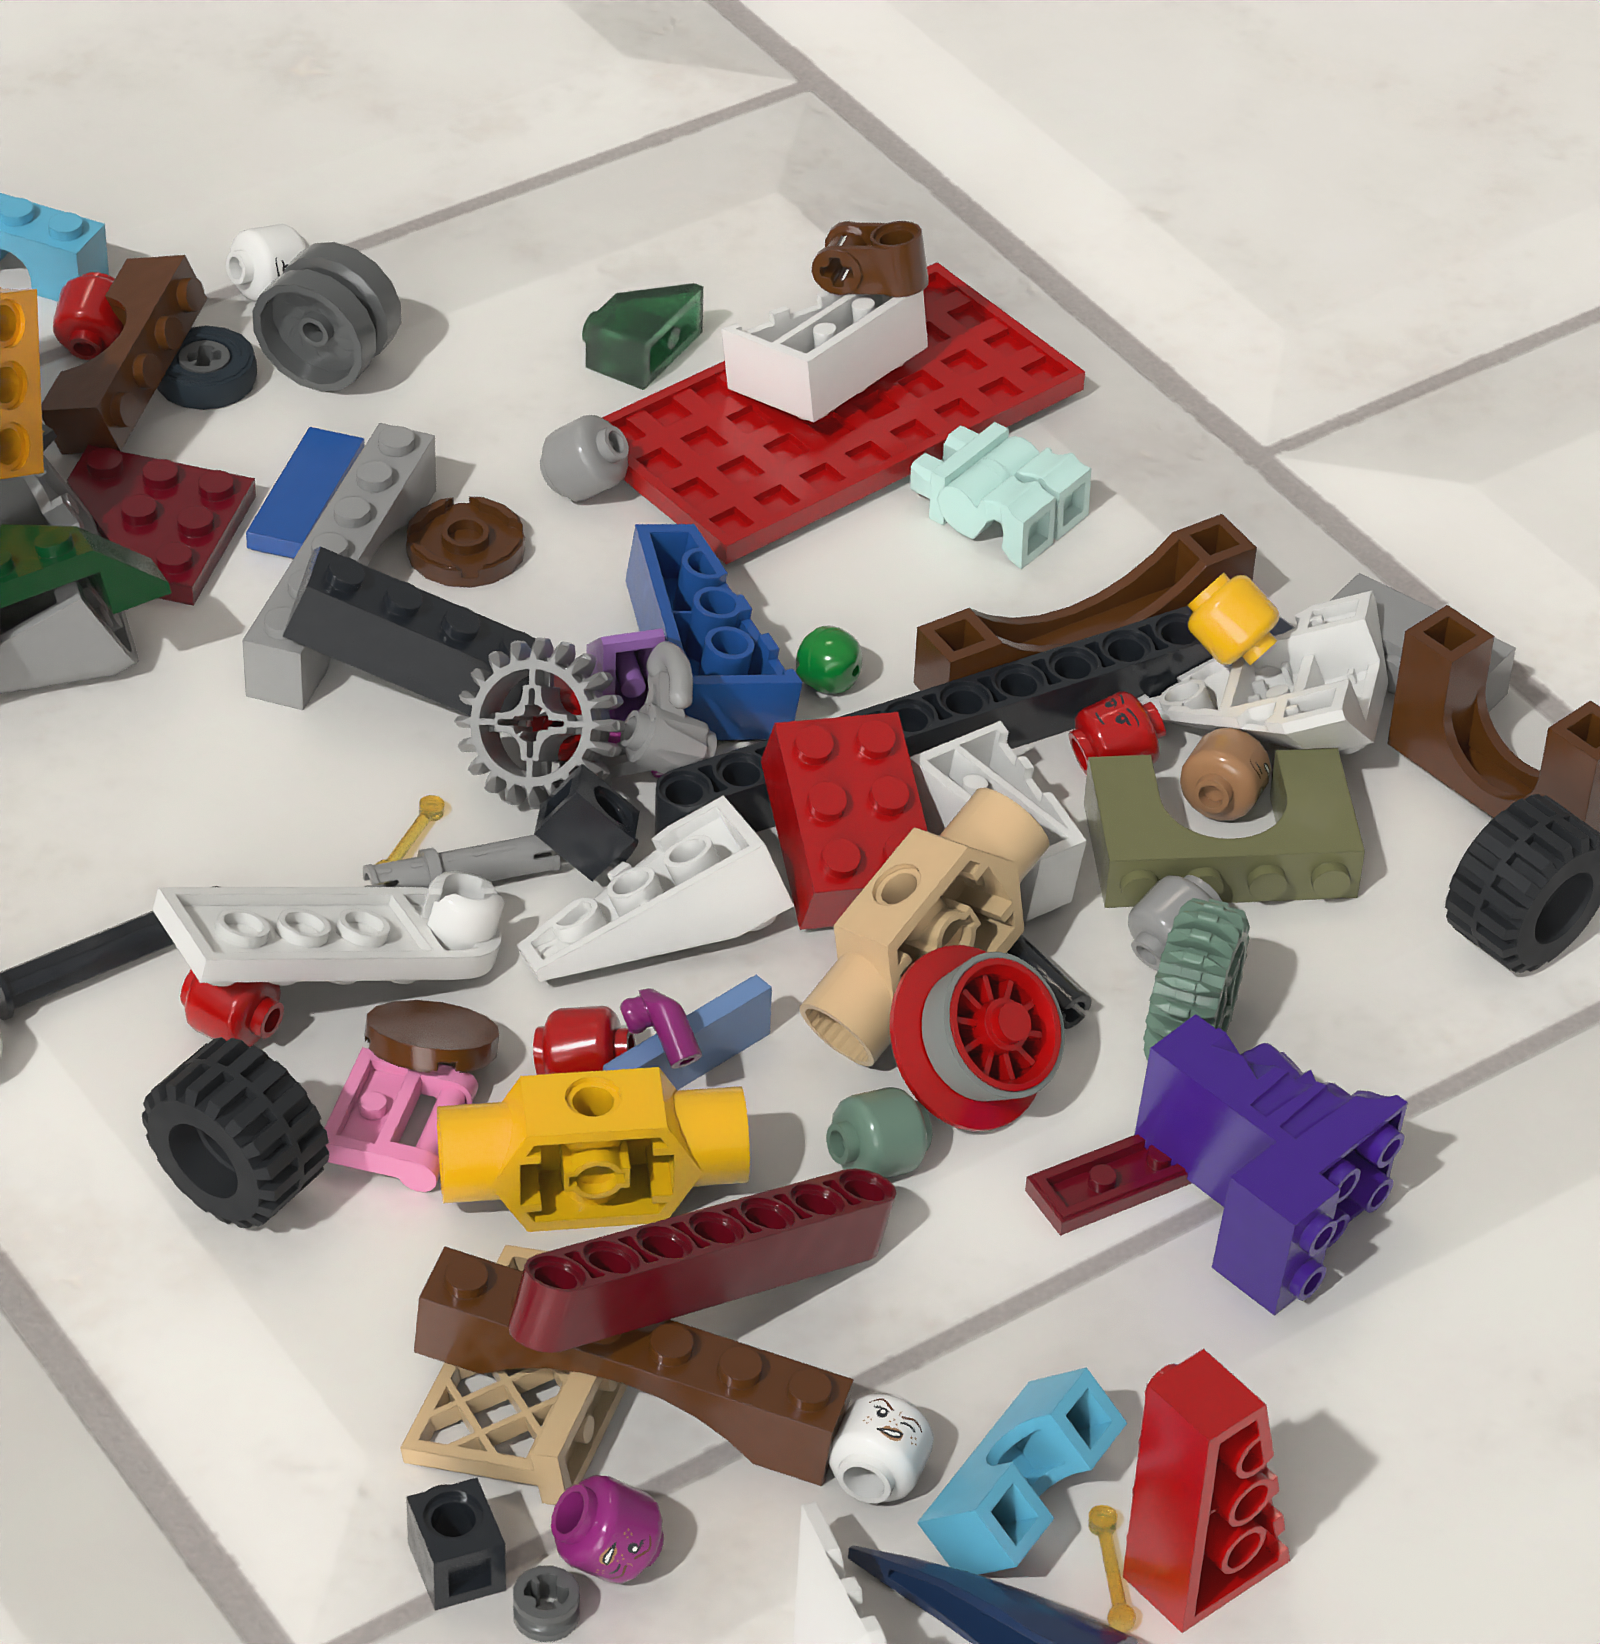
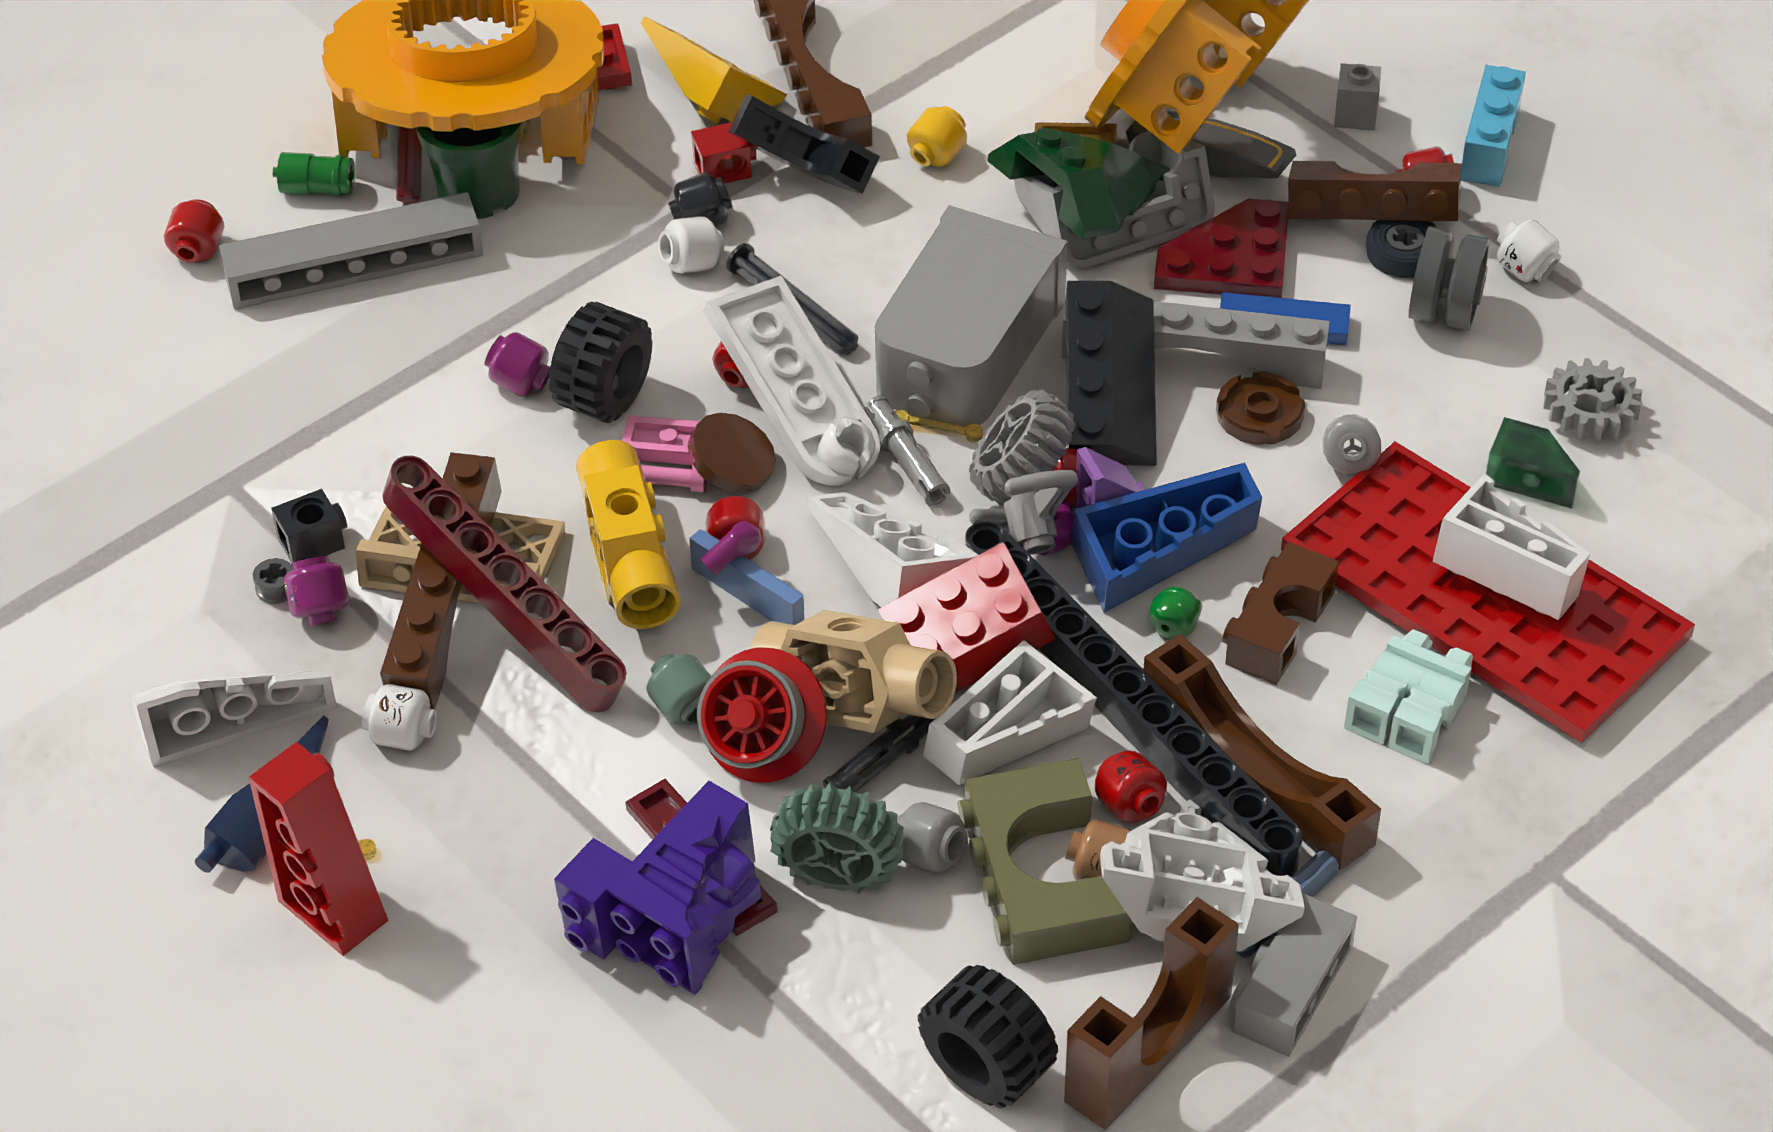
camera: 85 degrees right, 5 degrees up
(160, 1262) = (518, 364): none -> magenta head
(246, 752) = (967, 317): none -> light grey piece
(548, 266) = (1592, 399): none -> light grey gear
(588, 823) = (959, 485): black brick -> none
(879, 259) = (1574, 536): reddish brown piece -> none
(882, 594) = (1291, 585): none -> reddish brown arch
(992, 1504) = (397, 791): medium azure arch -> none
(1233, 620) = (1239, 819): yellow head -> none

